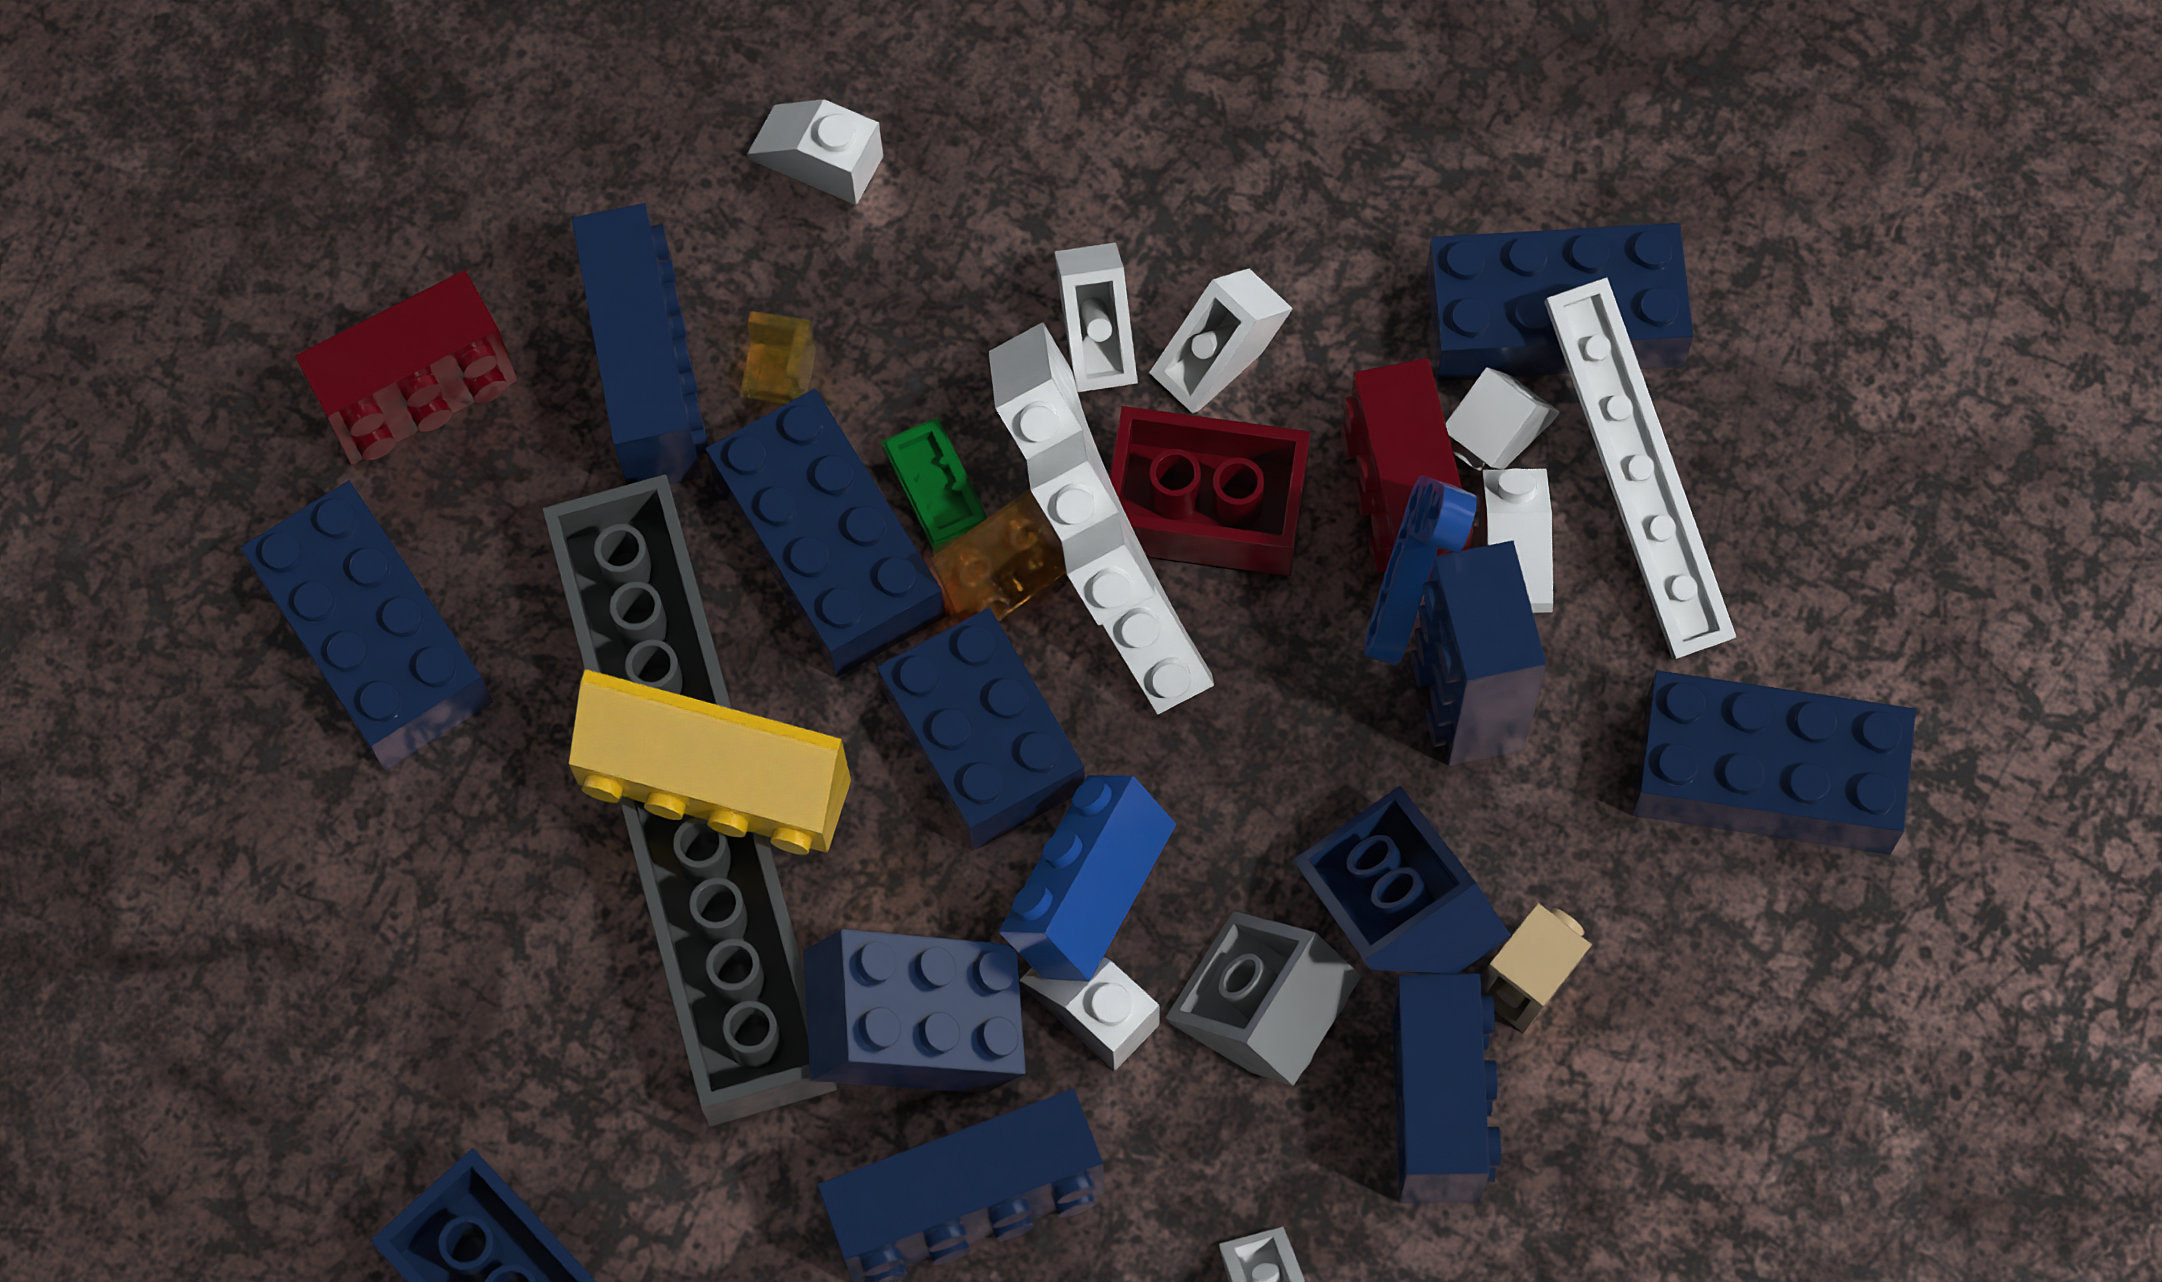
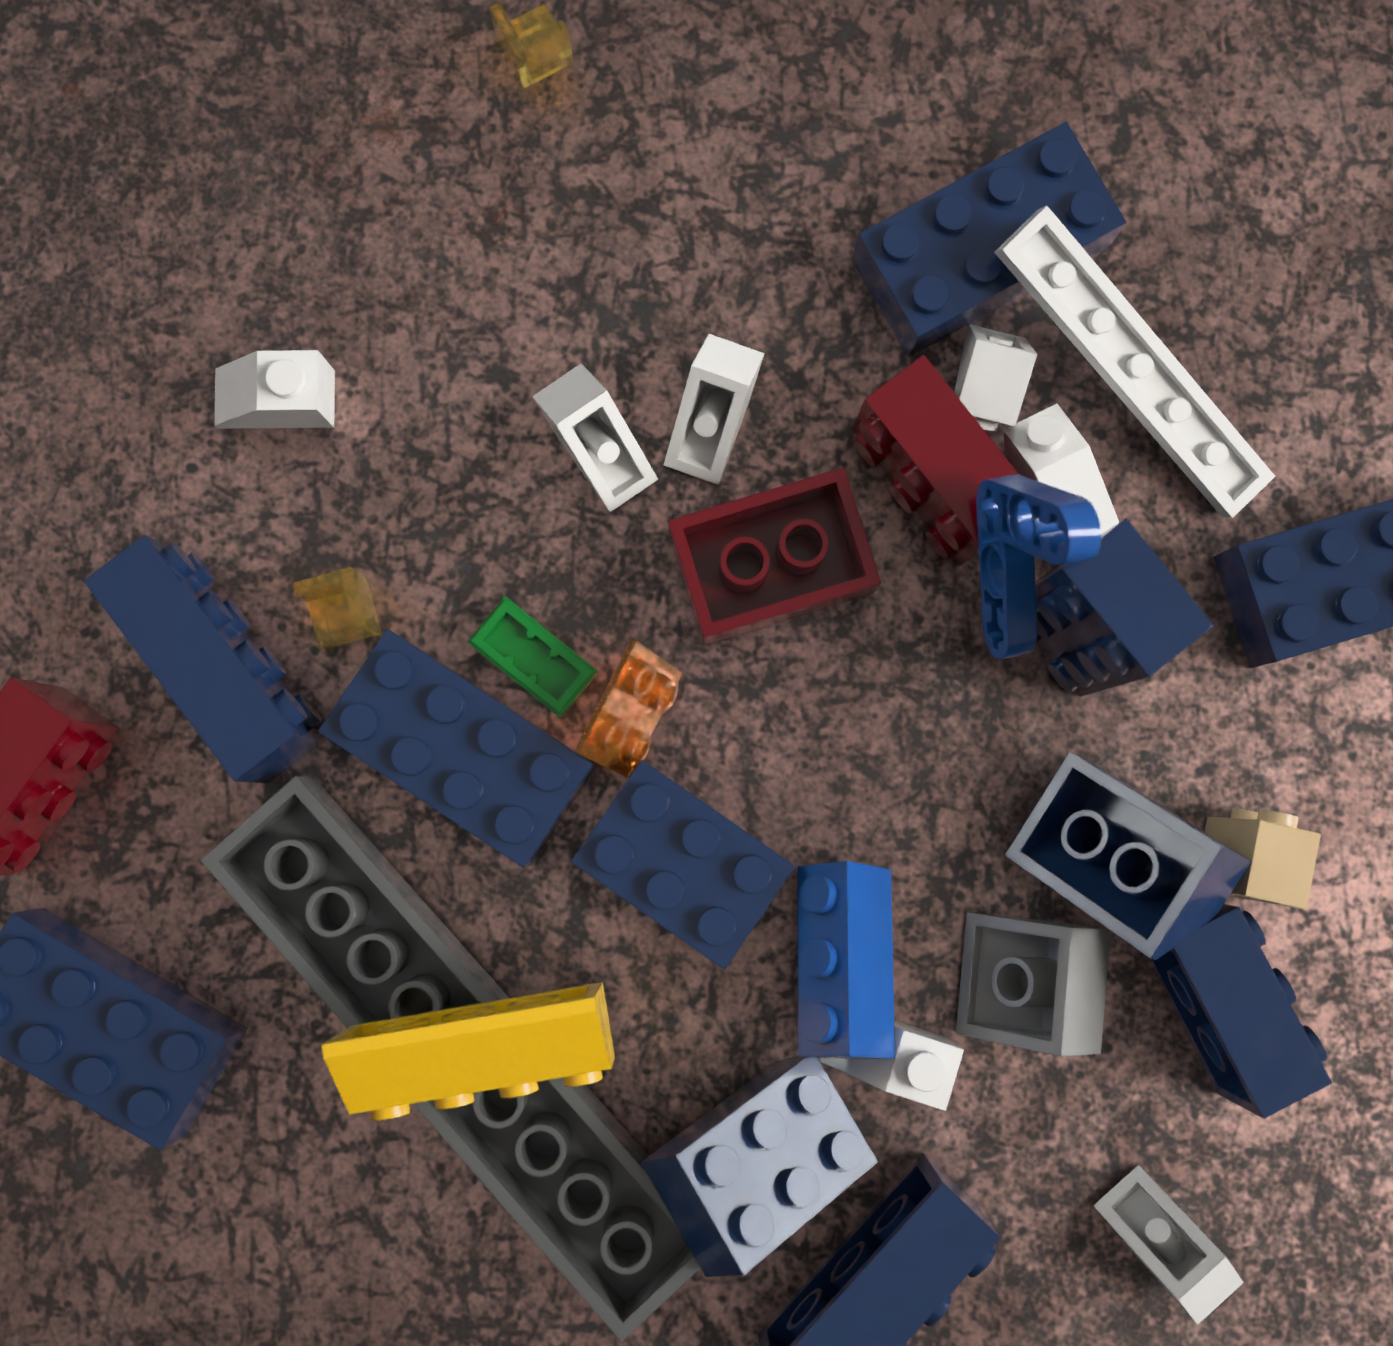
camera: 30 degrees left, 15 degrees up
(1101, 552) = (677, 633): white arch -> none

